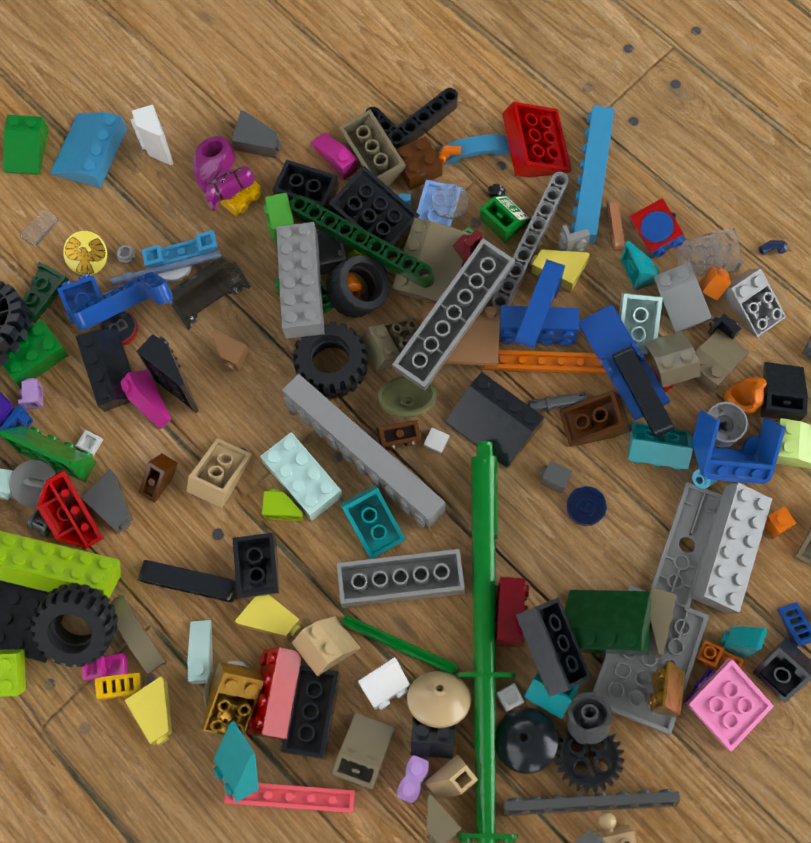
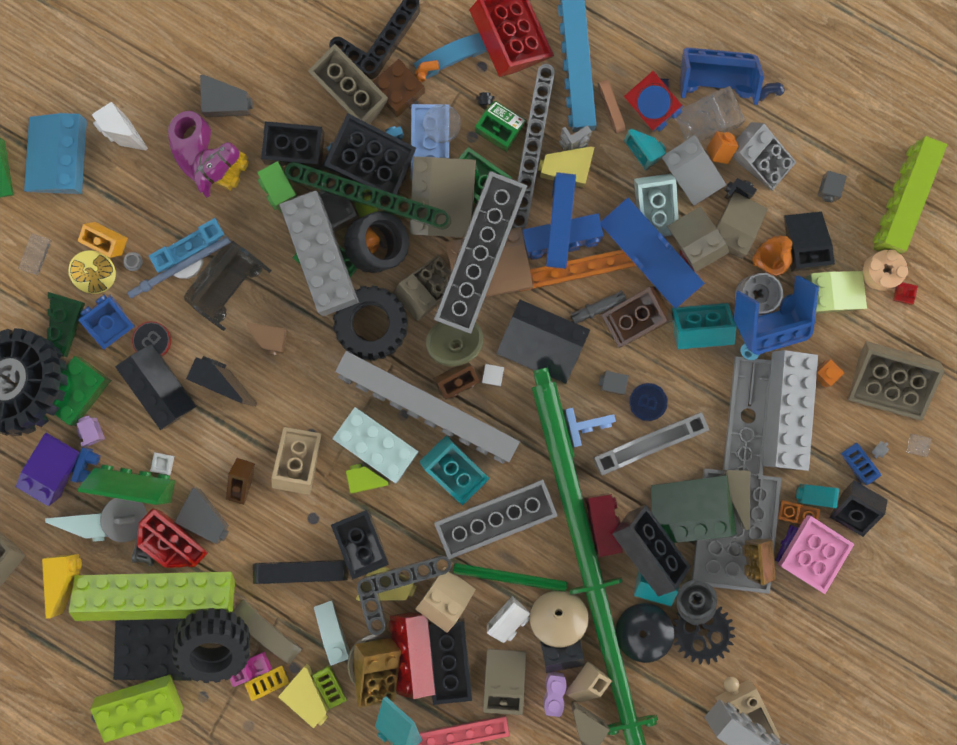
camera: 20 degrees left, 15 degrees up
(104, 226) = (102, 239): none -> light orange brick
(121, 298) = (146, 312): blue beam -> none
(144, 395) = (201, 405): dark pink slope -> none
(185, 689) = (320, 684): none -> lime slope
(279, 613) = (393, 574): none -> dark grey beam
(336, 155) = (311, 98): dark pink slope -> none
(467, 244) = (475, 176): dark red slope -> none
(510, 697) = (621, 597): white tile -> none
(517, 511) = (585, 426): none -> light blue bracket
(598, 802) = (705, 673): dark grey plate -> none
(603, 542) = (650, 443): none -> light grey arch
(643, 392) = (678, 282): black beam -> none
(721, 214) = (721, 70): none -> blue windscreen

